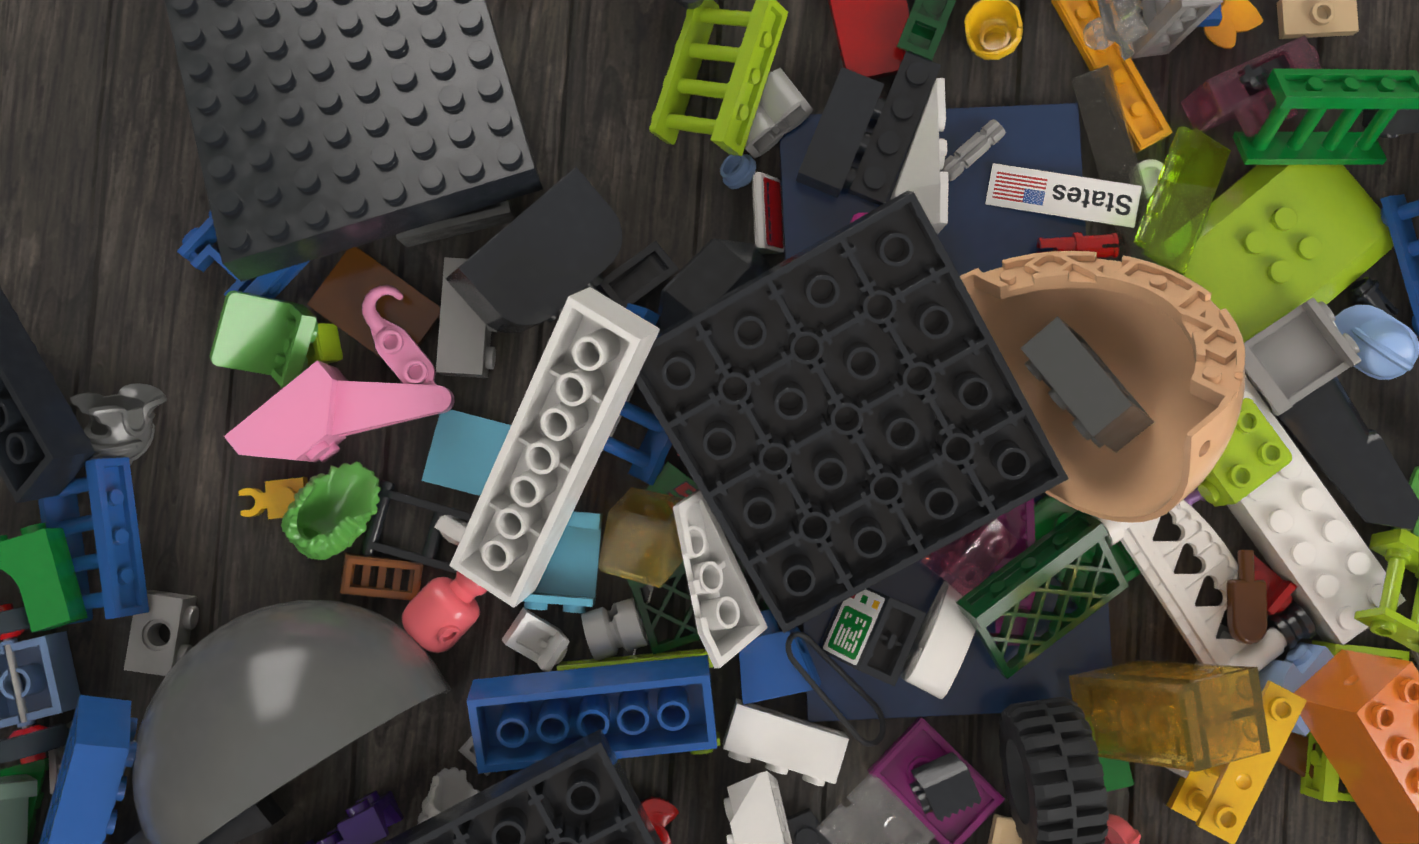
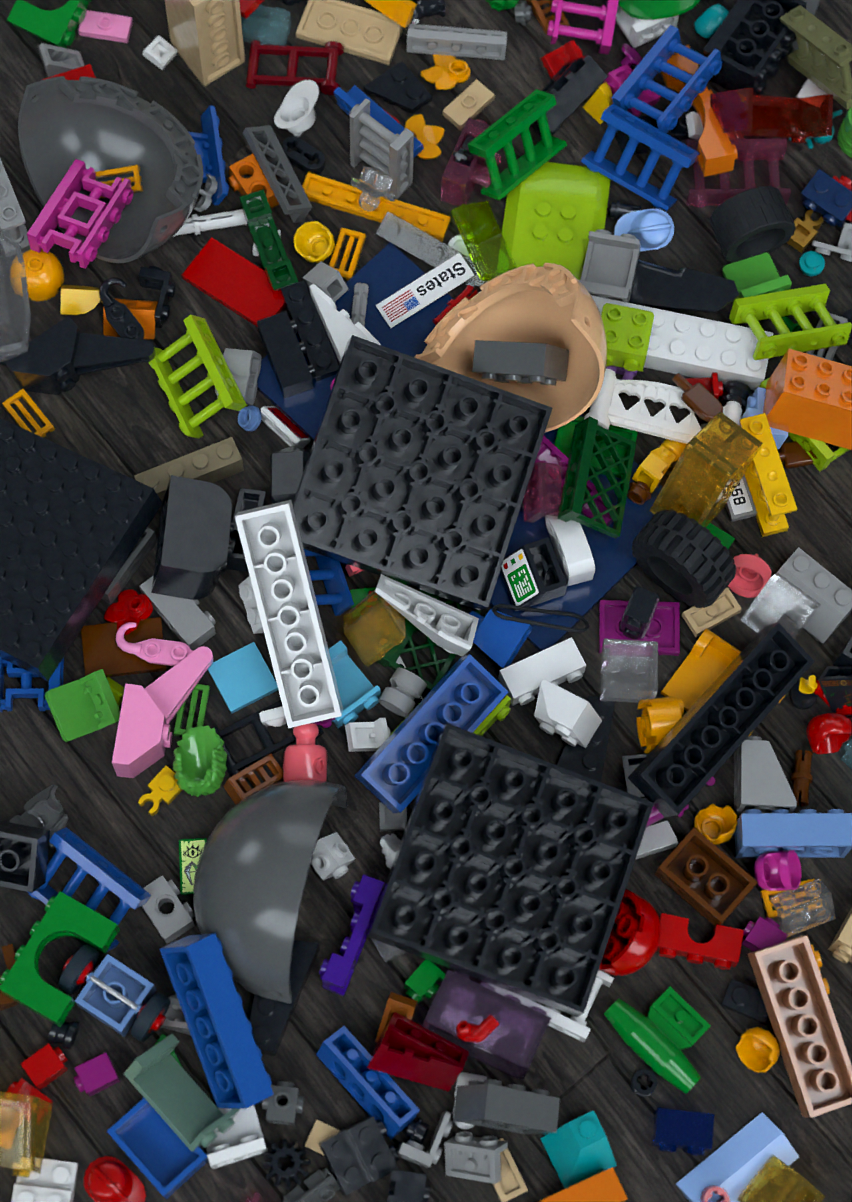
camera: 40 degrees left, 15 degrees down
(242, 597) = (189, 855): none -> tile
(350, 450) = (206, 689): none -> bright green tile
(380, 745) = (331, 857): none -> white brick
(415, 271) = (129, 608): none -> red plate
(617, 174) = (206, 464): none -> dark tan brick
(963, 87) = (327, 280): none -> light grey brick
(990, 90) = (353, 234): none -> light orange tile
(1078, 643) = (639, 492): none -> reddish brown plate
(1120, 630) = (658, 462): none -> yellow piece

